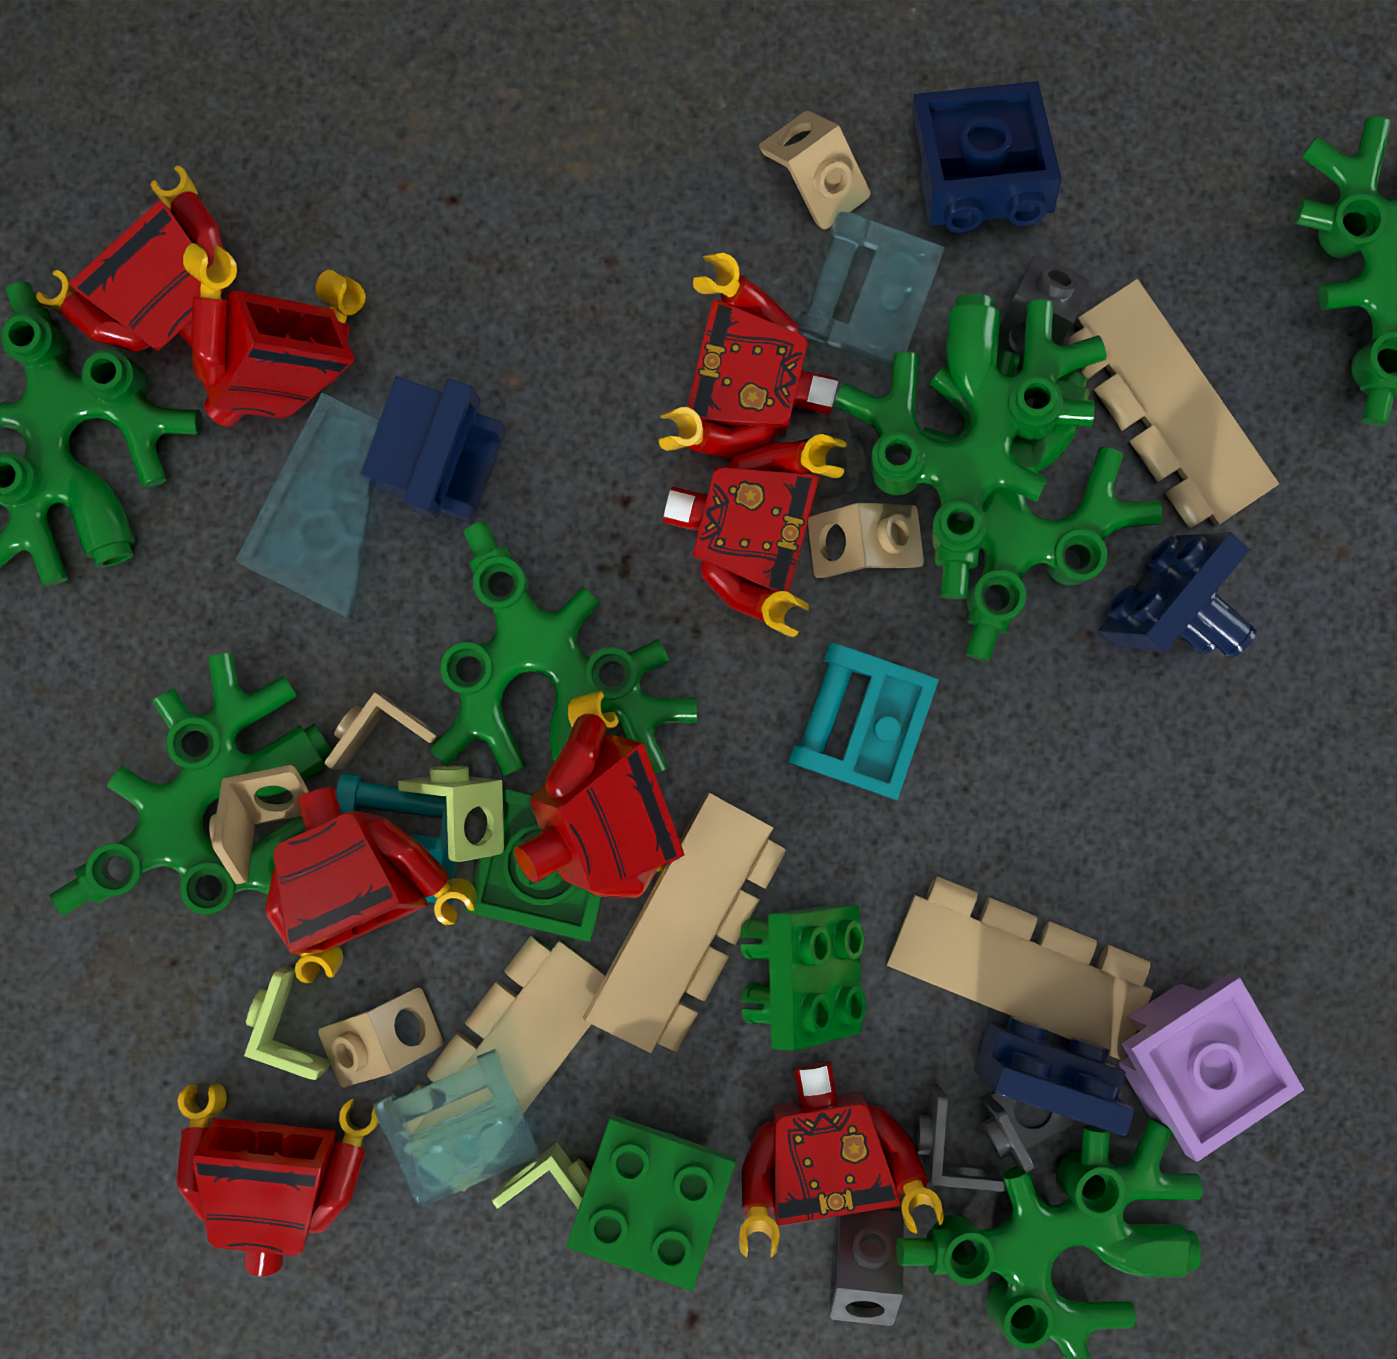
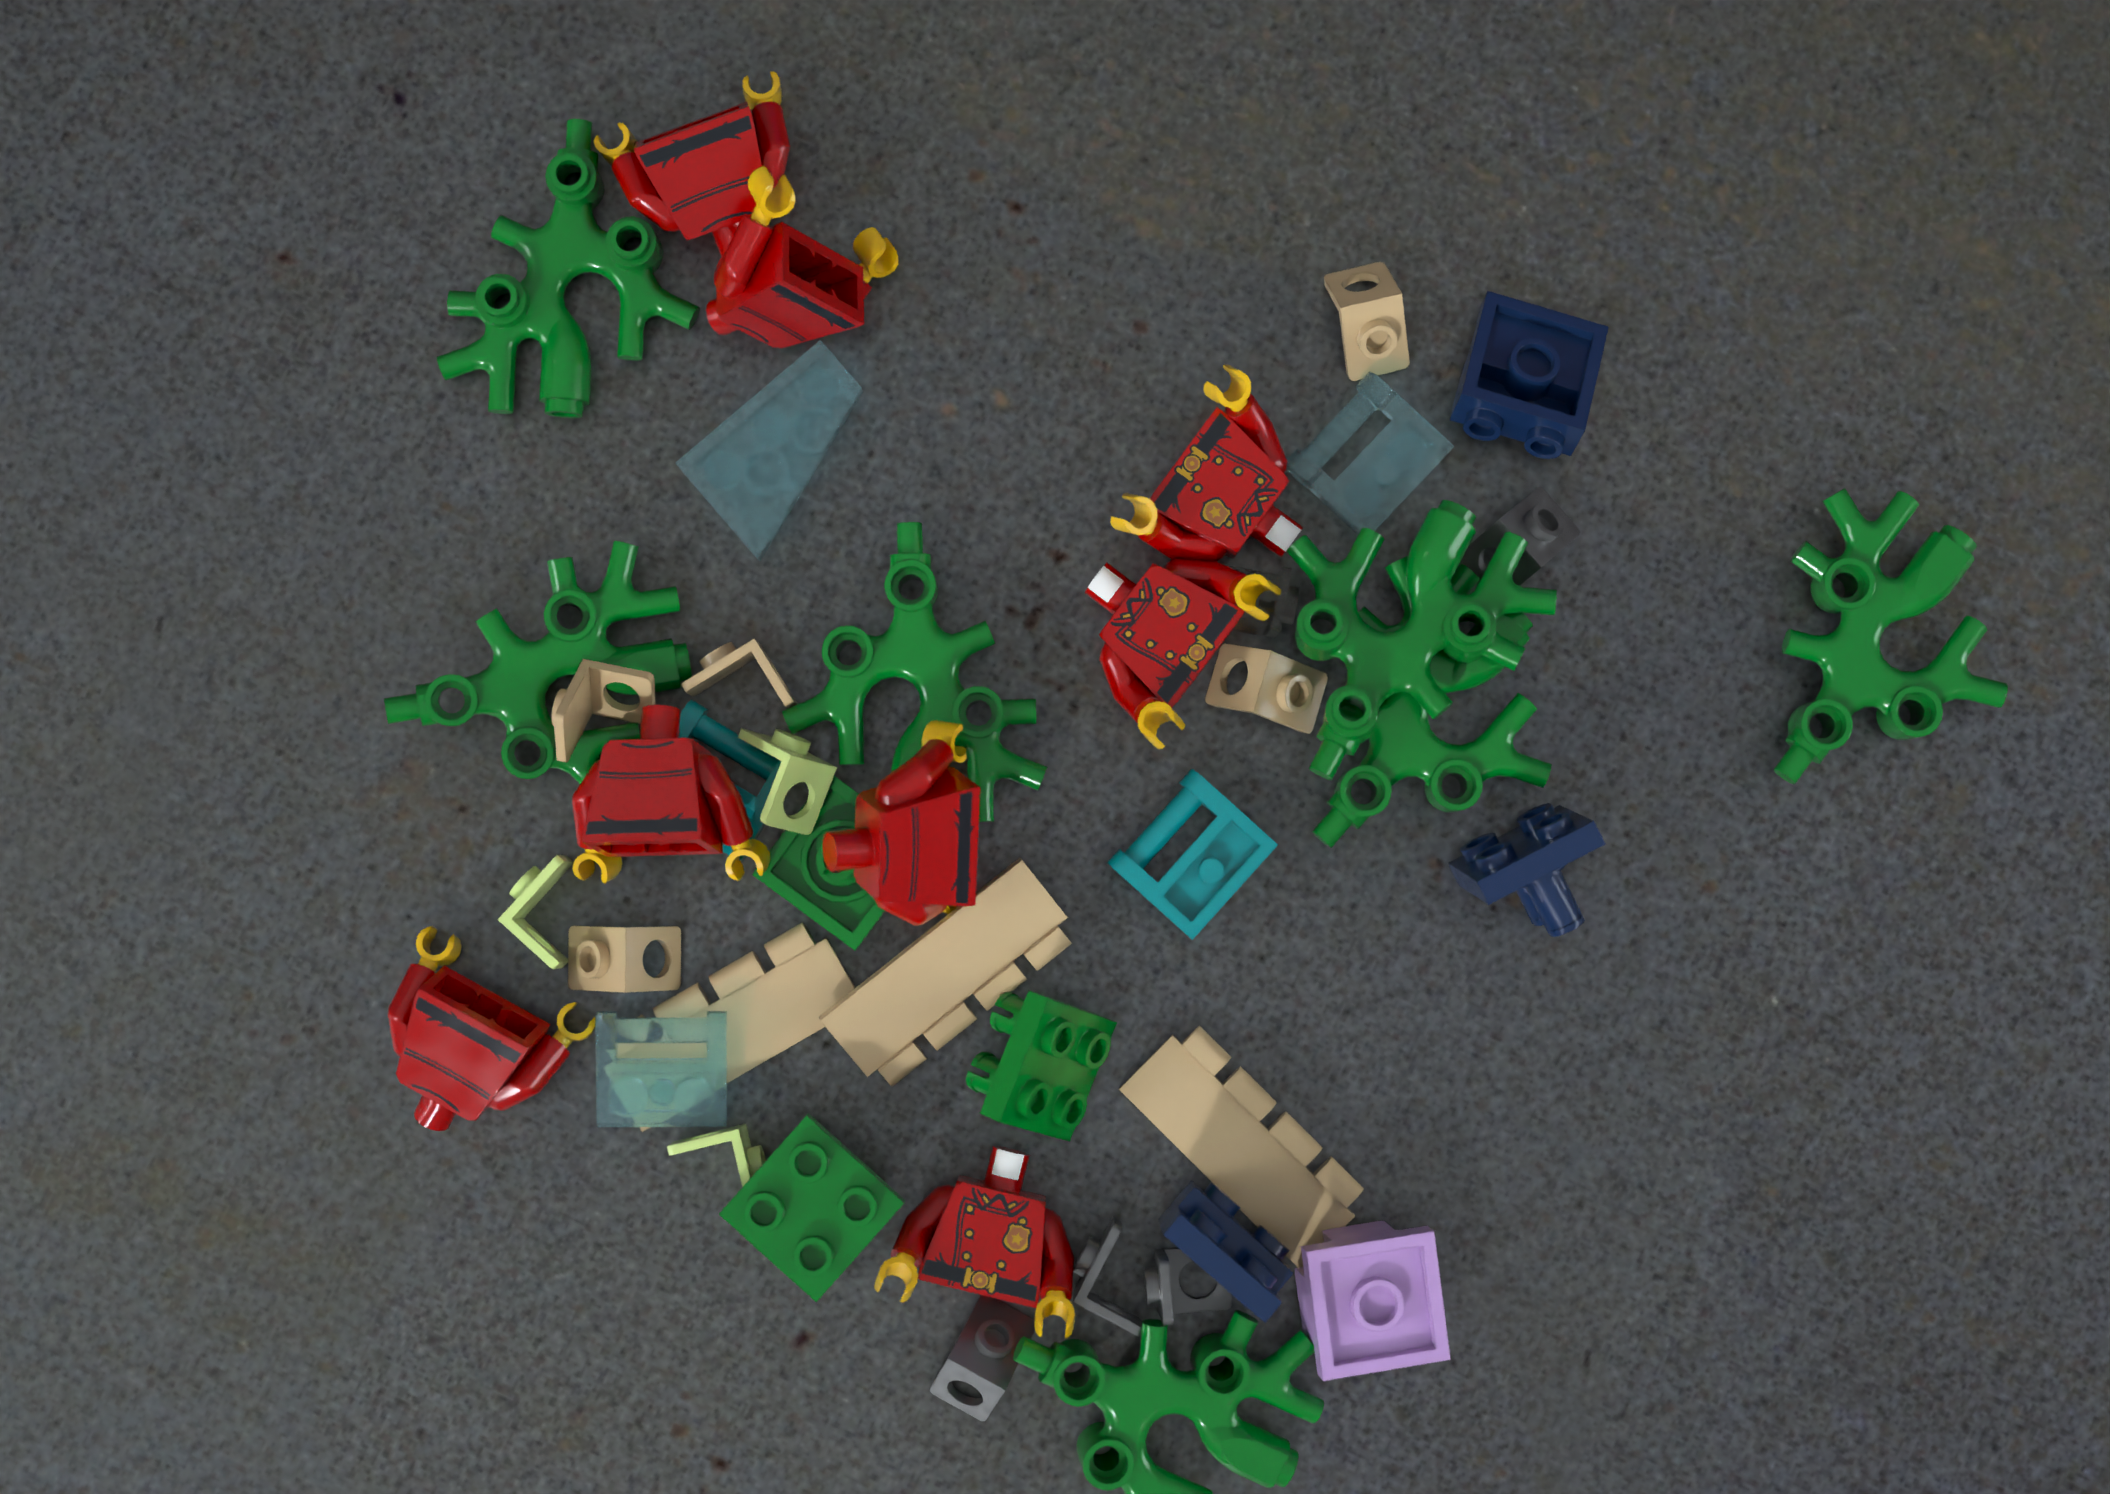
camera: 20 degrees right, 0 degrees up
(434, 449) = (902, 438): dark blue plate -> none
(1183, 413) = (1612, 684): tan windscreen -> none

